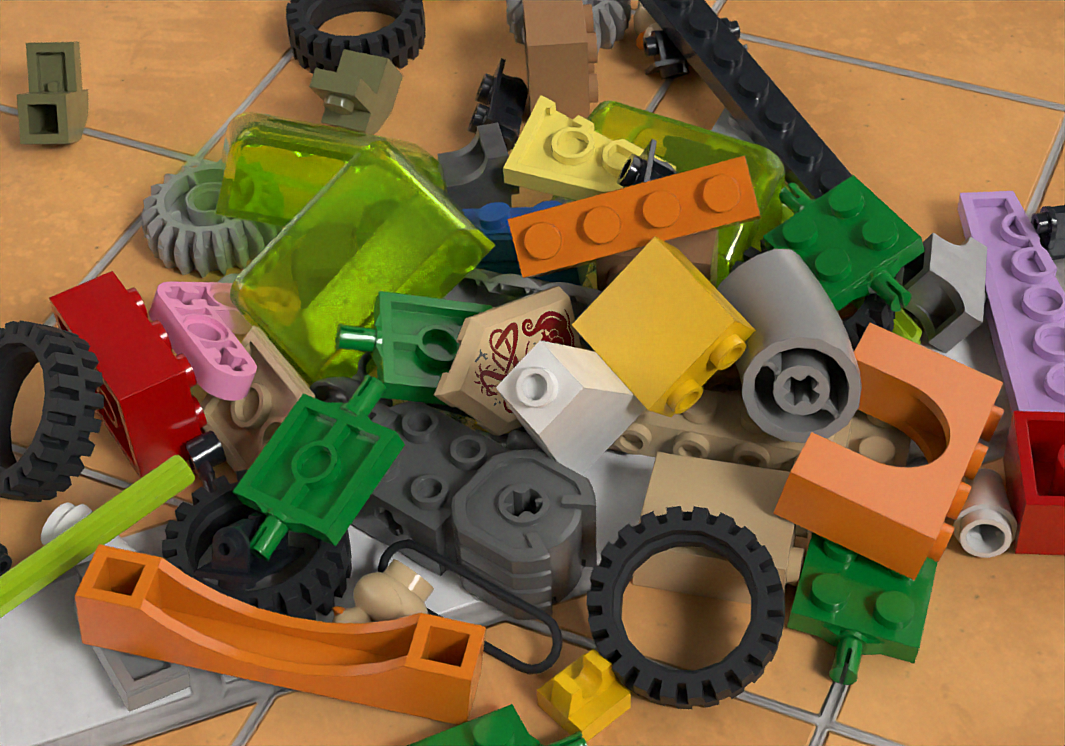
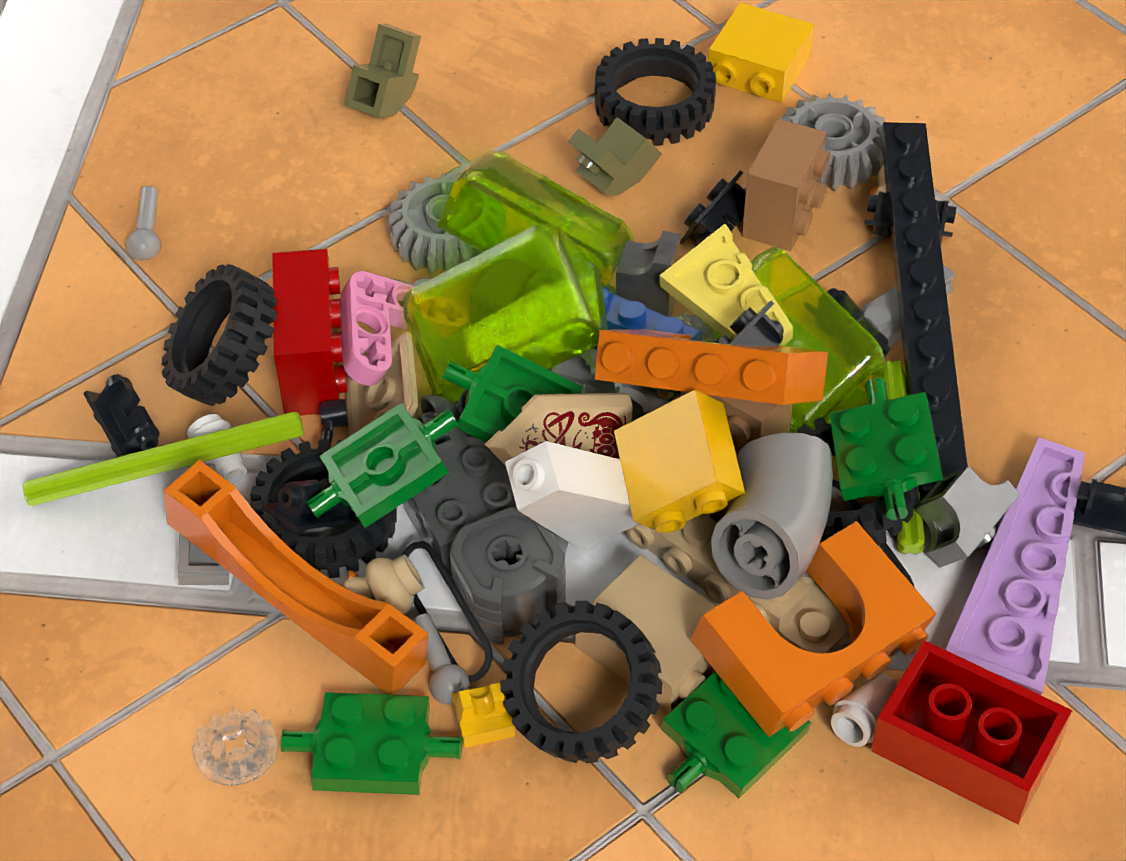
camera: 25 degrees right, 5 degrees up
(515, 678) = (446, 676): none -> light grey bar

